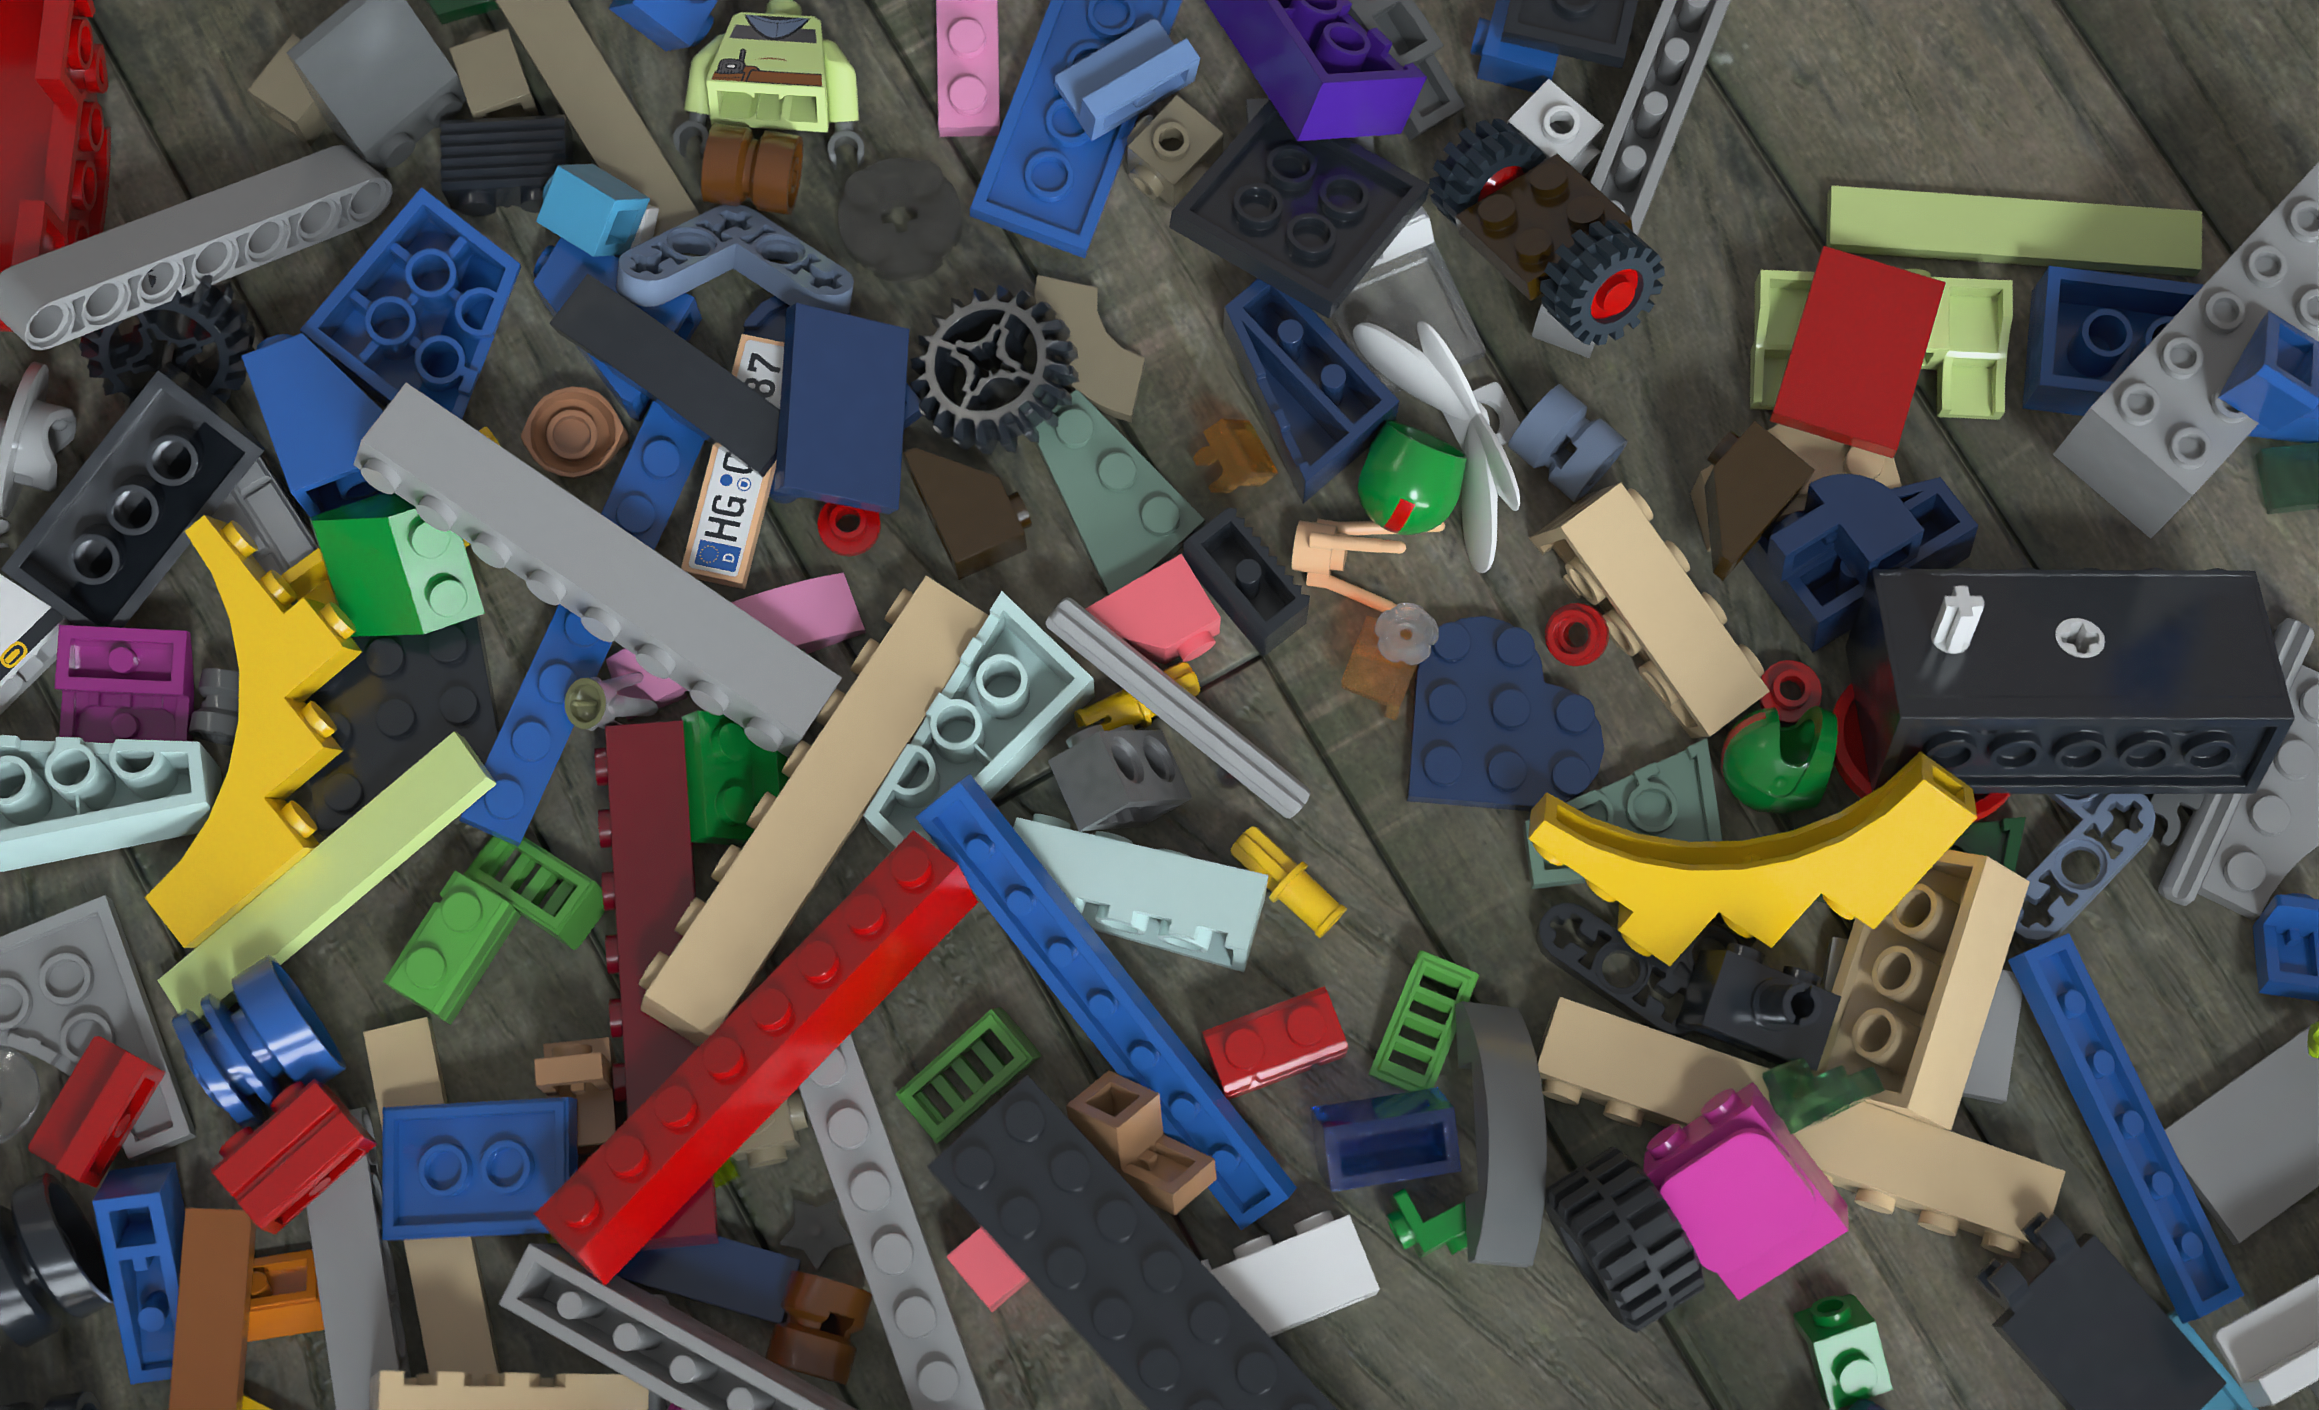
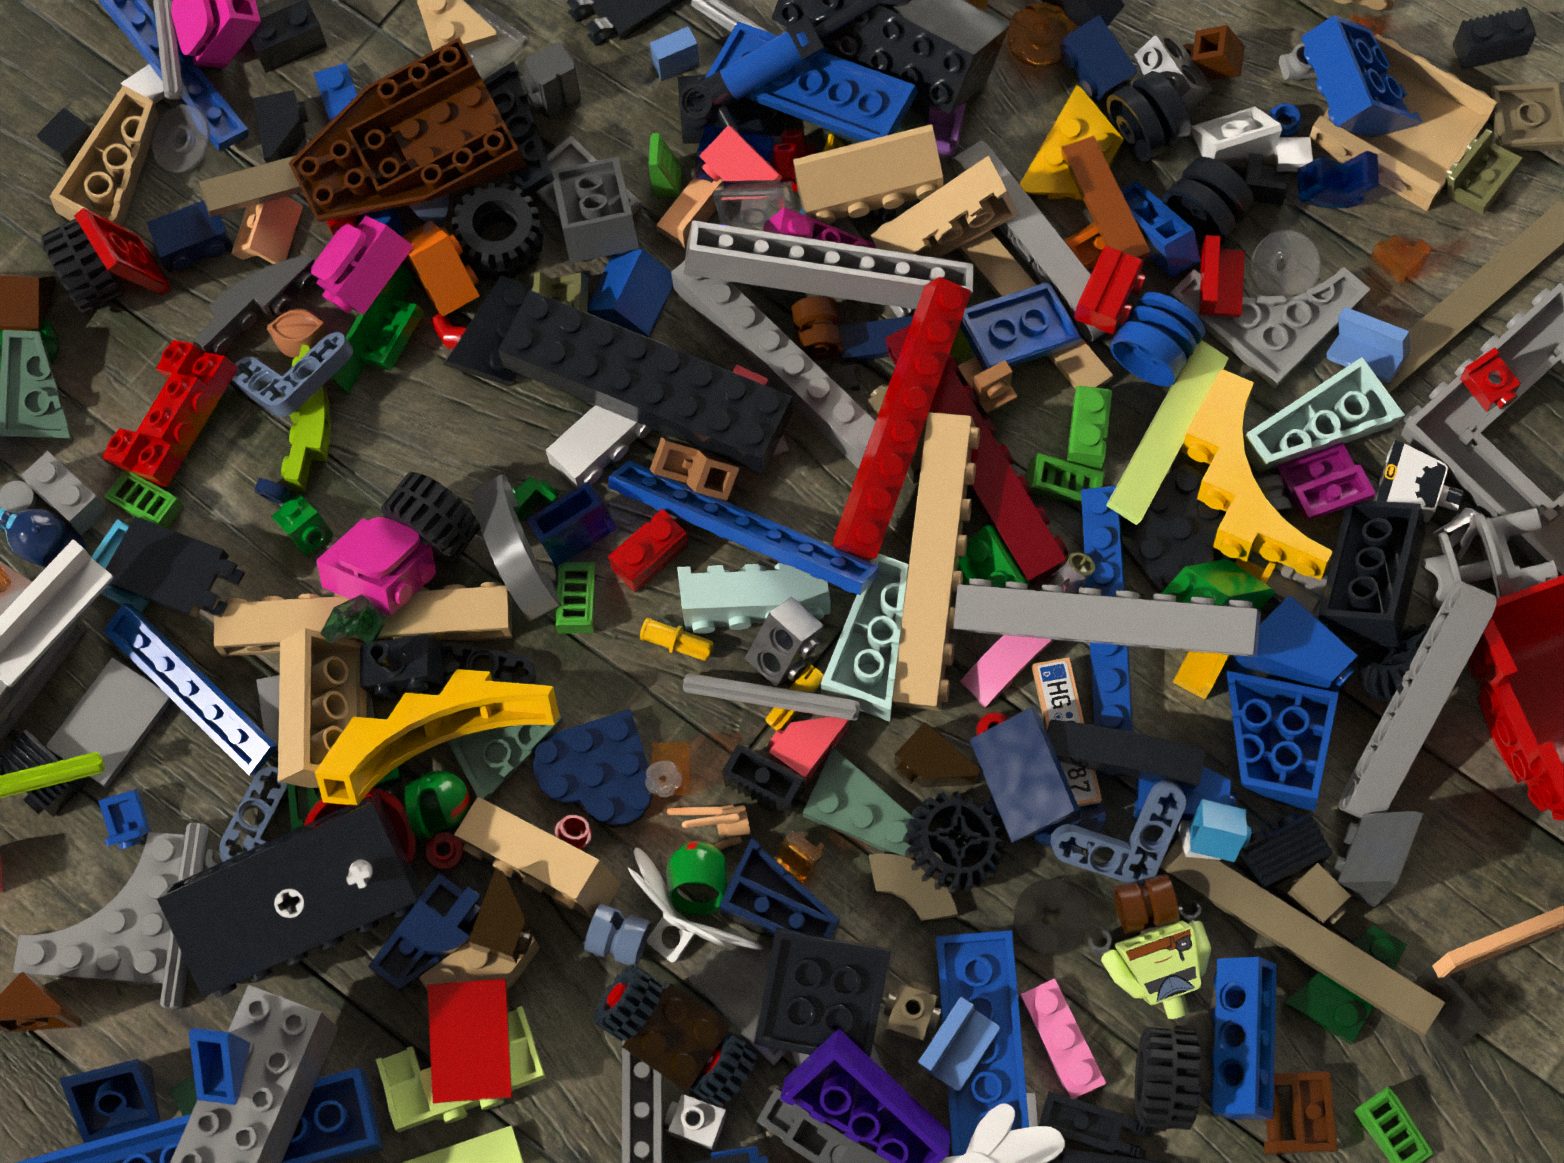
camera: 160 degrees right, 5 degrees down
(285, 99) = (1427, 849): dark tan brick -> none
(574, 432) = (1166, 714): nougat hat -> none
(974, 1038) = (789, 500): bright green slope -> none

